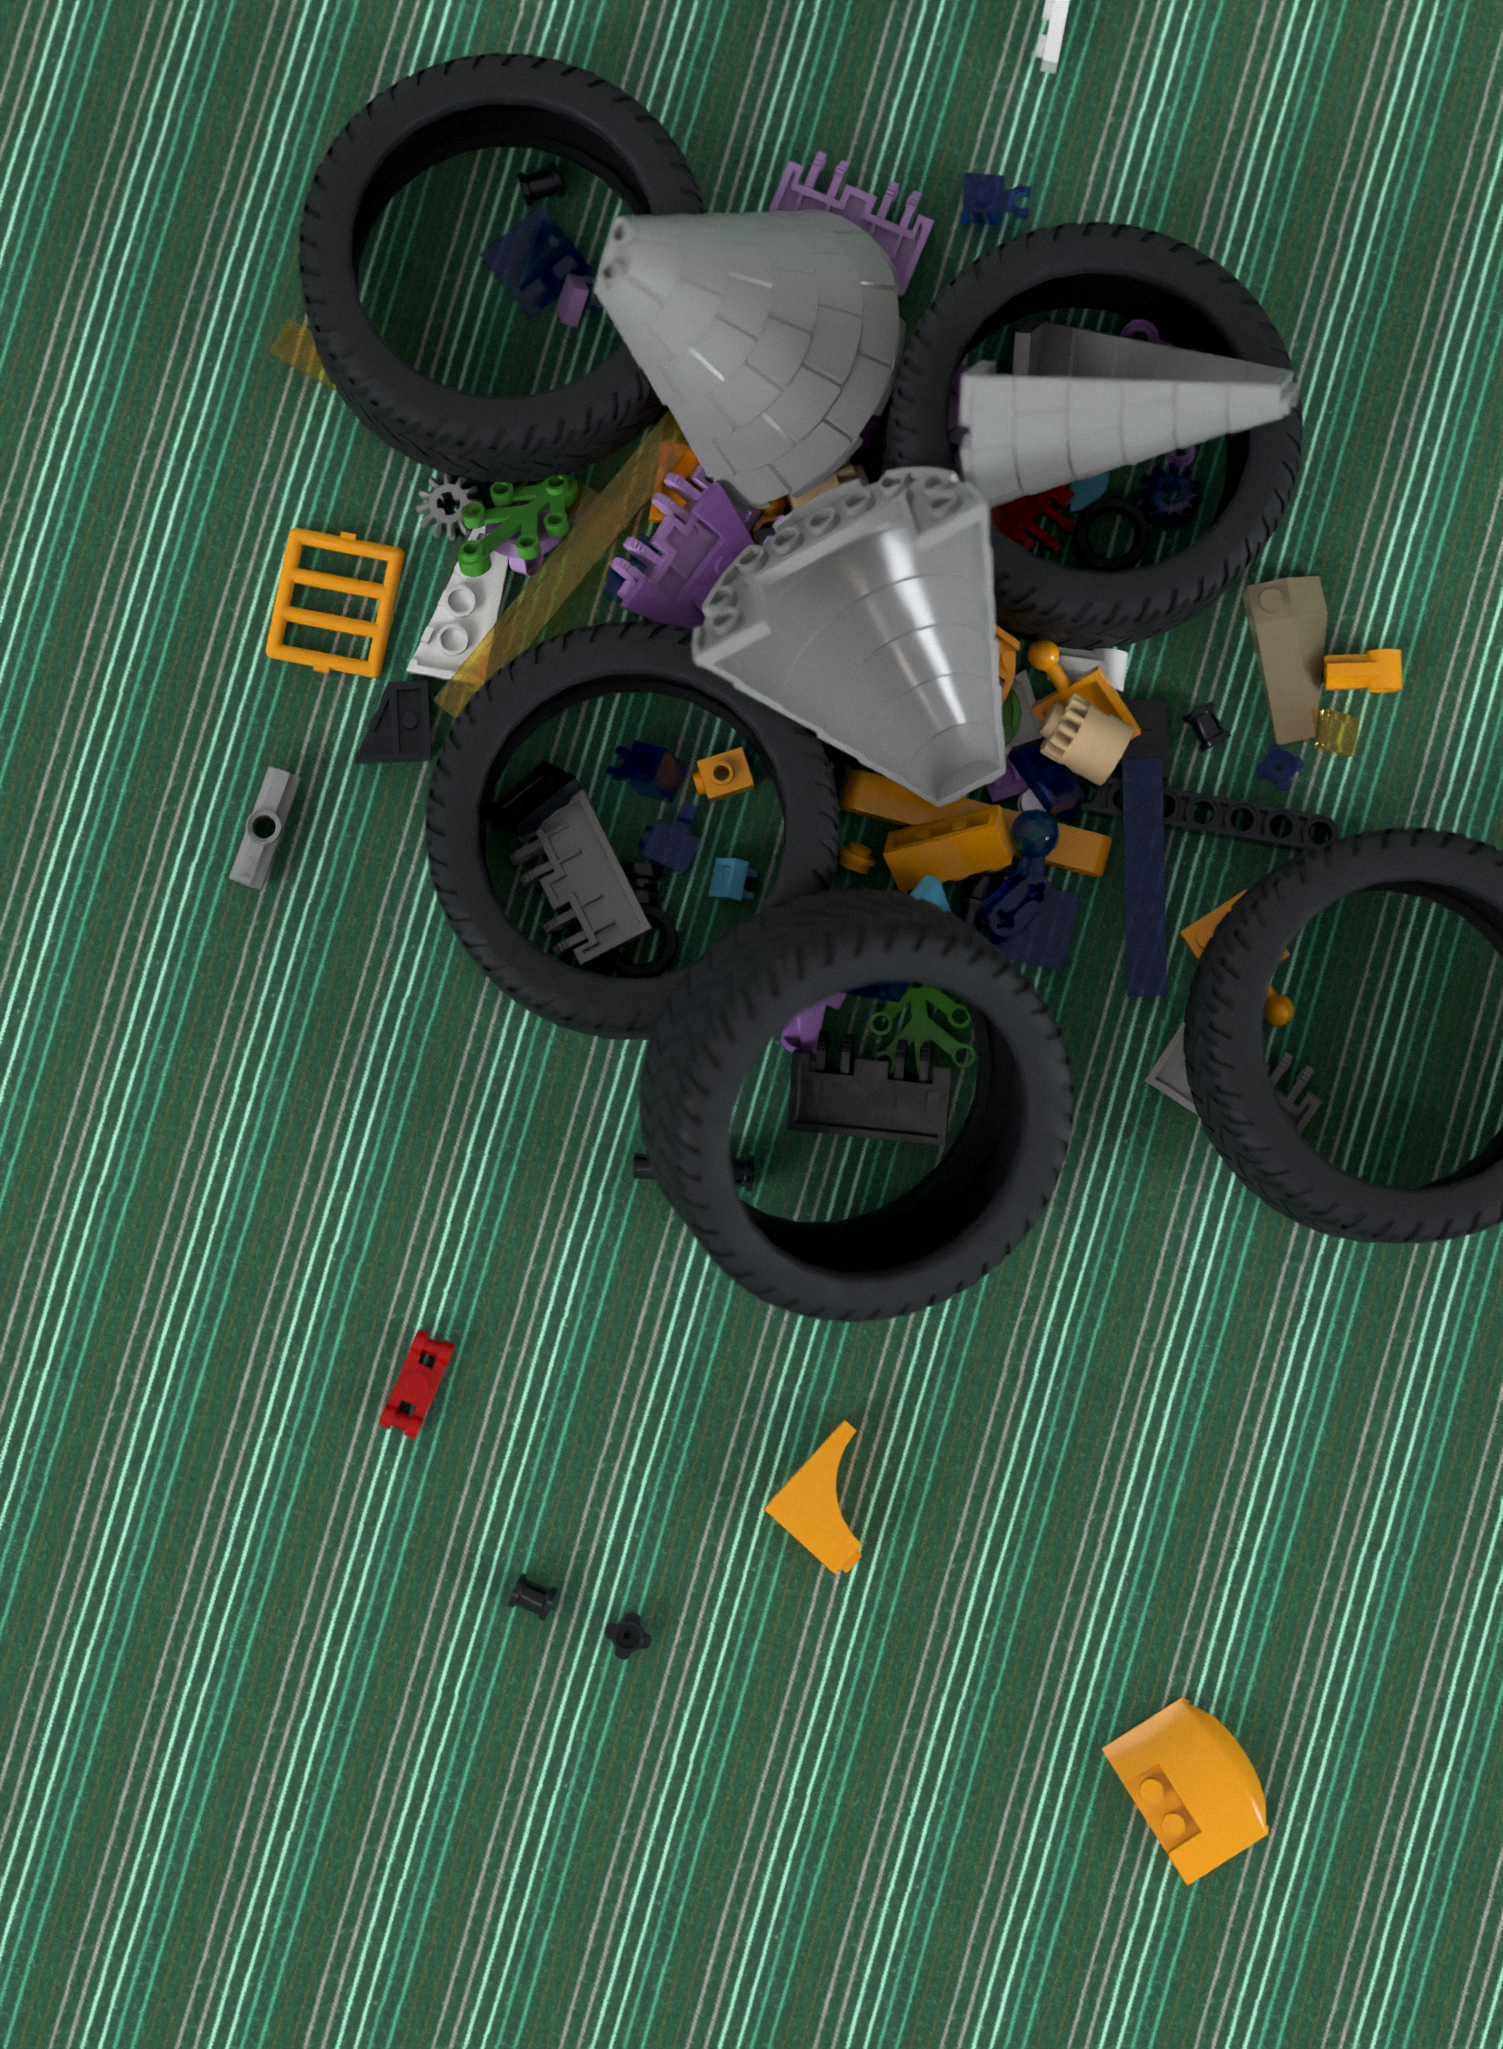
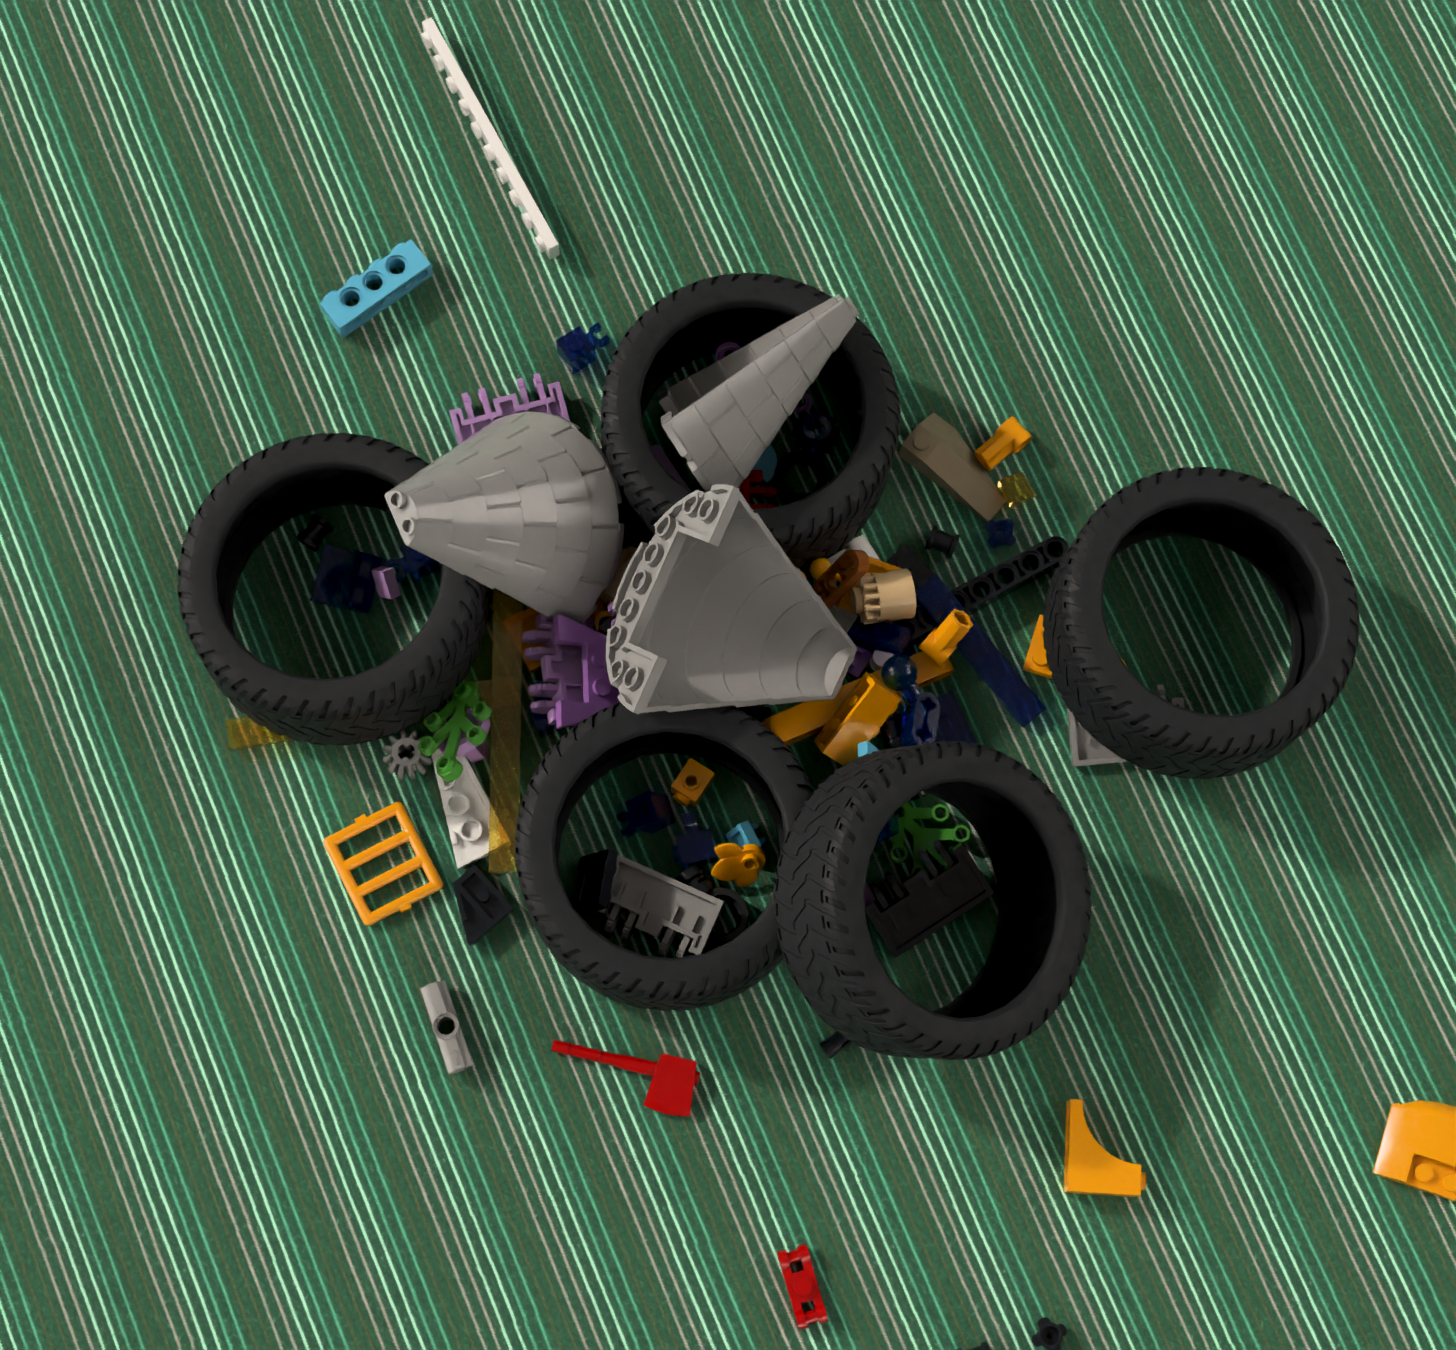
camera: 40 degrees left, 10 degrees down
(450, 1071) = (671, 1081): none -> red piece
(701, 899) = (738, 863): none -> light orange plate
(856, 857) = (810, 768): light orange plate -> none
(1060, 689) = (849, 577): none -> dark orange beam
(1112, 835) = (943, 640): none -> light orange piece

